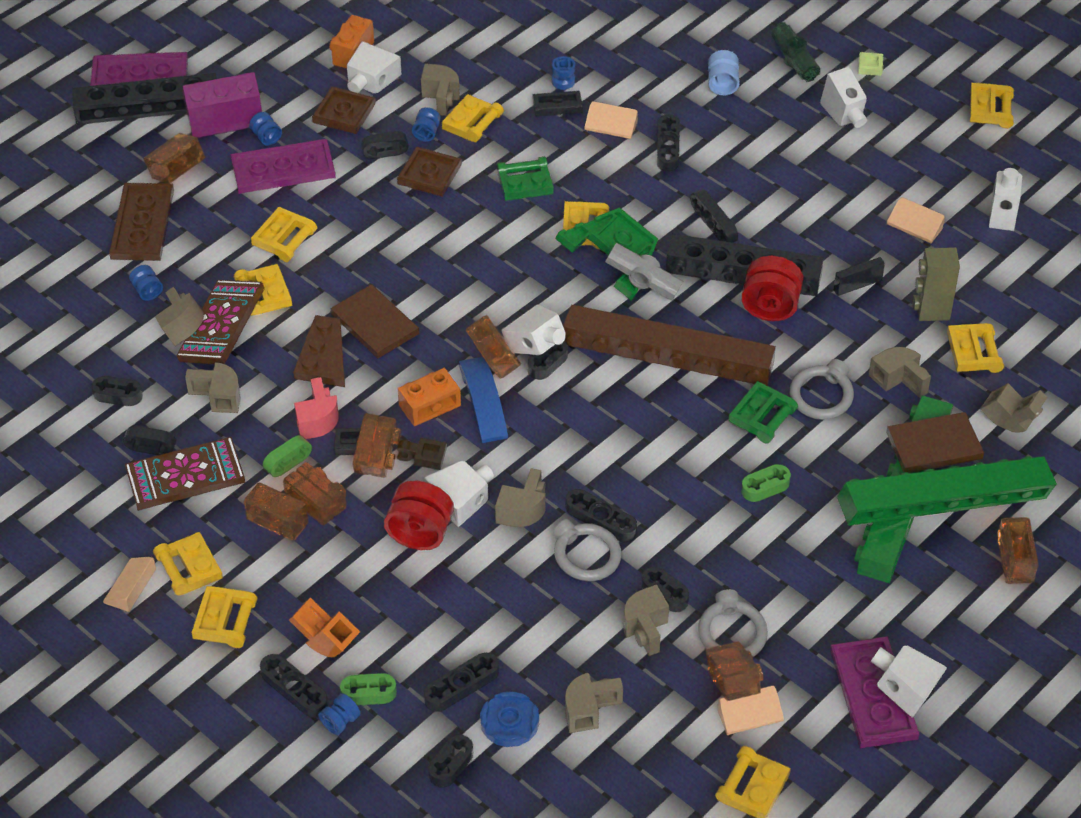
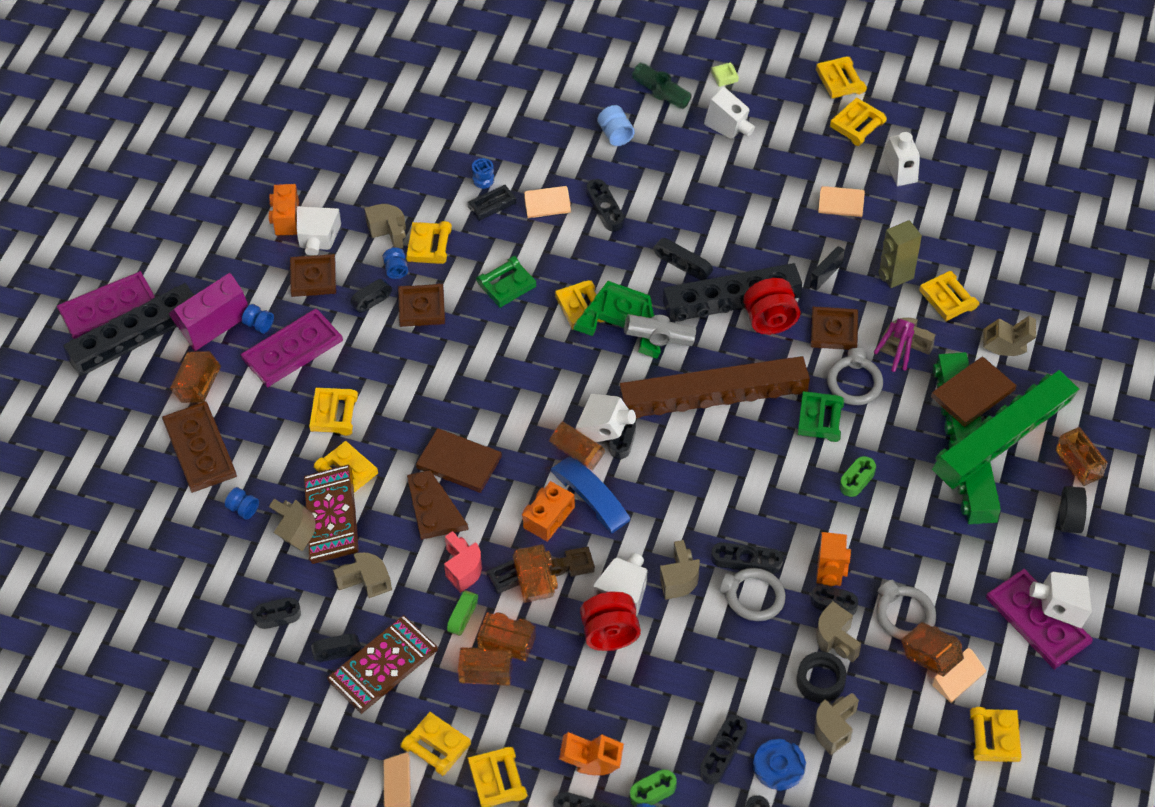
camera: 25 degrees left, 5 degrees up
(598, 636) = (825, 660): none -> black tyre
(681, 545) = (833, 559): none -> orange brick
(832, 336) = (834, 328): none -> reddish brown tile
(892, 357) = (904, 332): none -> magenta plant
(973, 597) = (1073, 509): none -> black tyre
(983, 144) = (854, 116): none -> yellow plate

